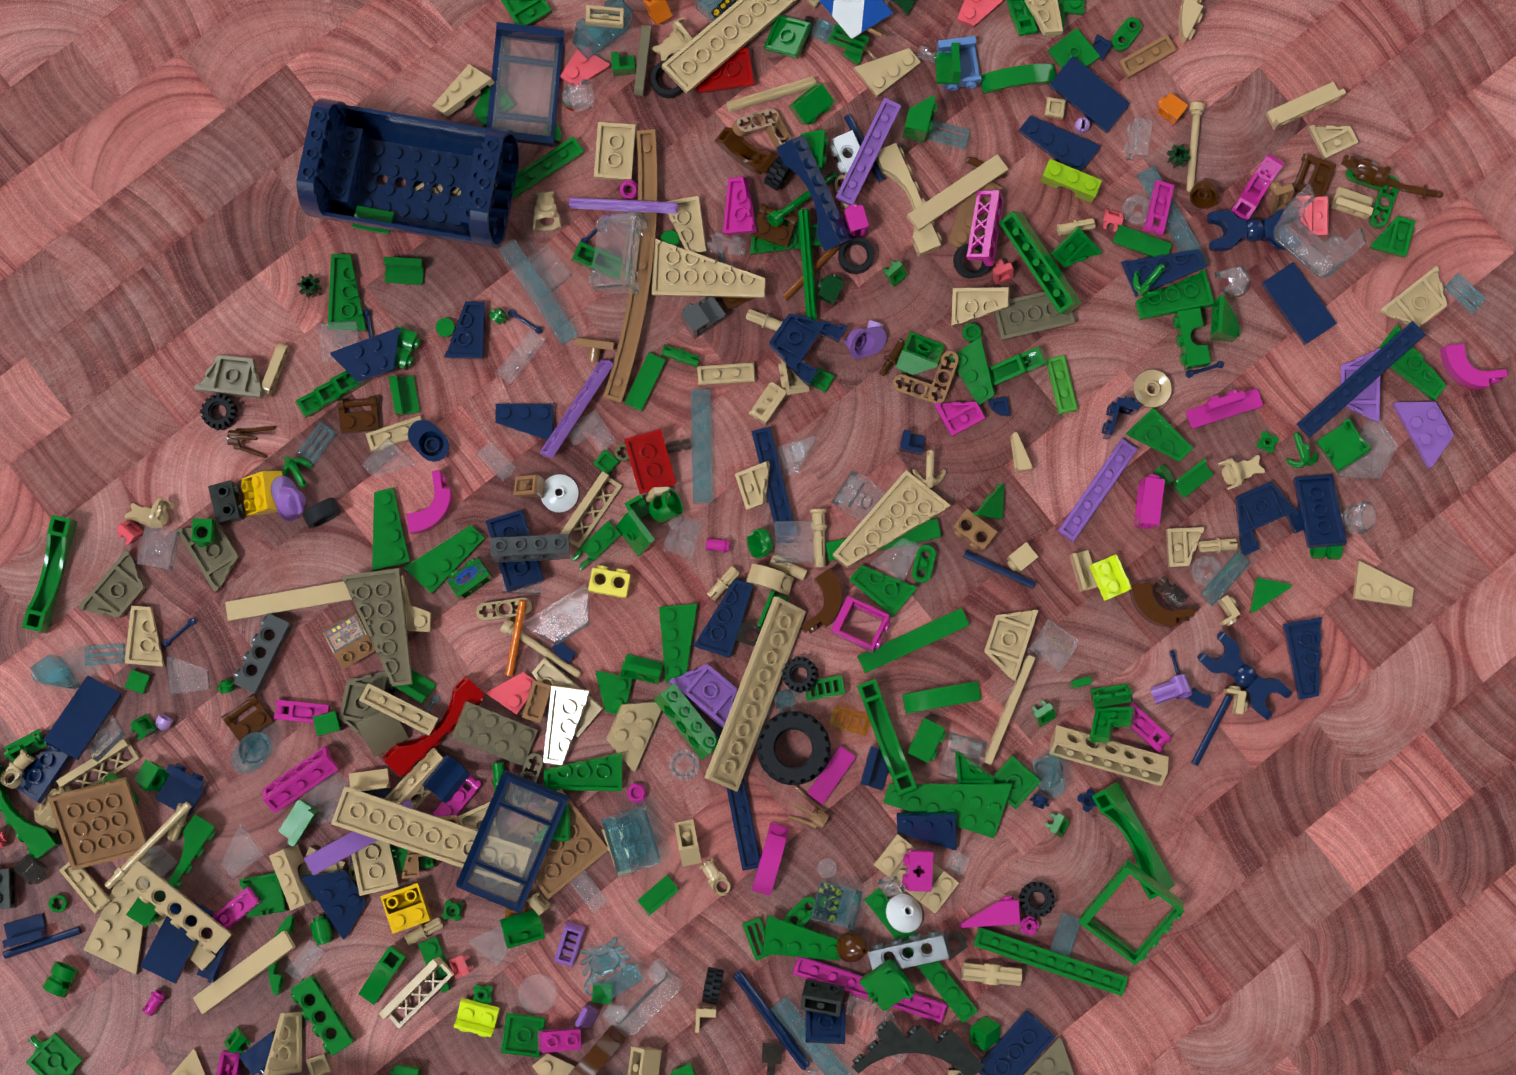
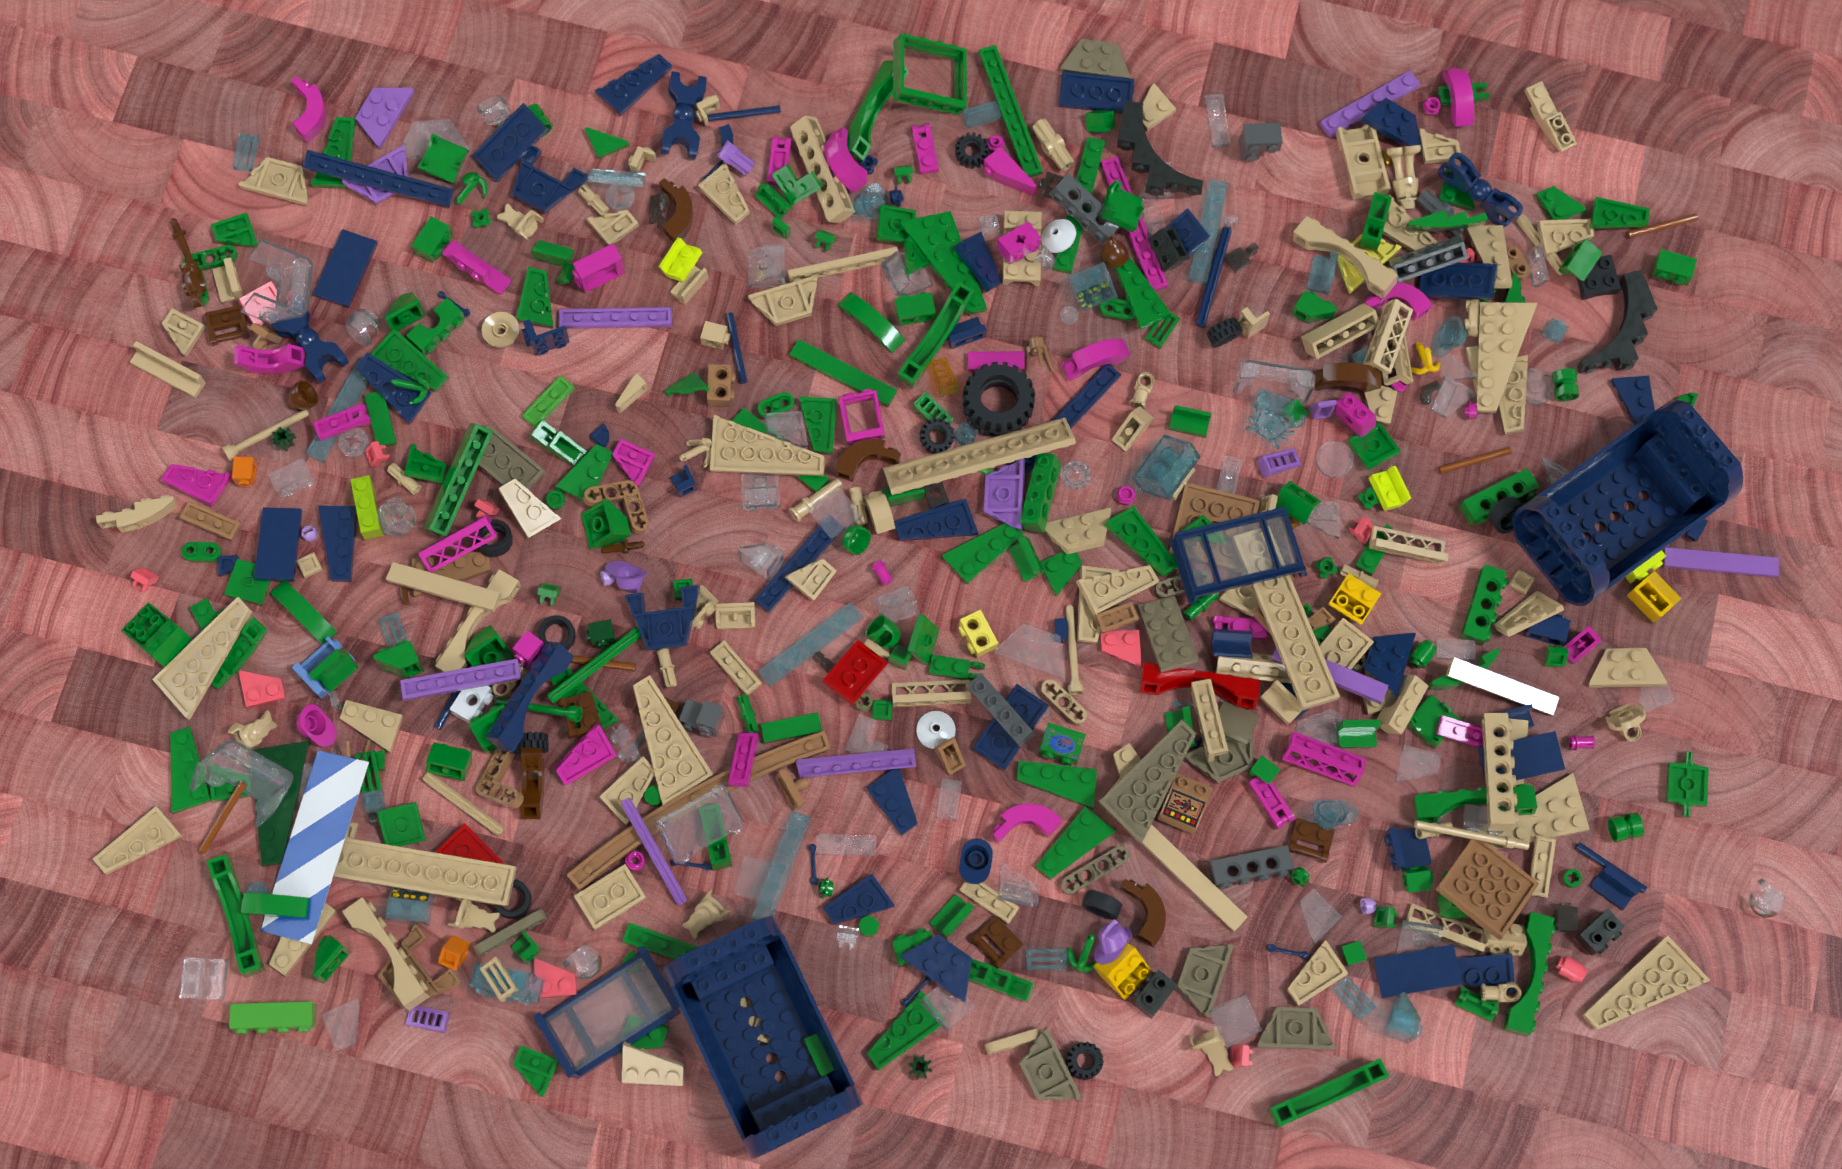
camera: 125 degrees left, 10 degrees down
(140, 1053) = (1626, 717): none -> tan tile
(199, 524) = (1185, 992): green brick -> none
(238, 437) = (1095, 1026): reddish brown plant -> none
(277, 543) = (1153, 908): none -> reddish brown arch
(354, 531) = (1096, 872): none -> dark tan beam
(383, 974) = (1415, 582): green slope -> none
(404, 270) = (846, 998): green panel -> none
(449, 305) = (847, 934): none -> clear tile
(515, 638) = (1079, 673): orange bar -> none
(644, 323) = (743, 759): none -> dark pink tile
(723, 583) = (910, 546): tan axle -> none
(879, 192) = (487, 648): none -> green slope
(913, 25) = (316, 725): none -> dark pink piece
(1038, 188) = (392, 525): none -> clear plate
(1067, 860) = (925, 149): none -> dark pink plate
(1104, 774) = (842, 163): none -> dark pink arch
(1146, 658) = (723, 192): none -> tan wing
(1187, 67) = (199, 484): none -> dark pink wing
(1274, 388) = (432, 239): none -> green brick
(1380, 588) = (538, 65): tan wing -> none

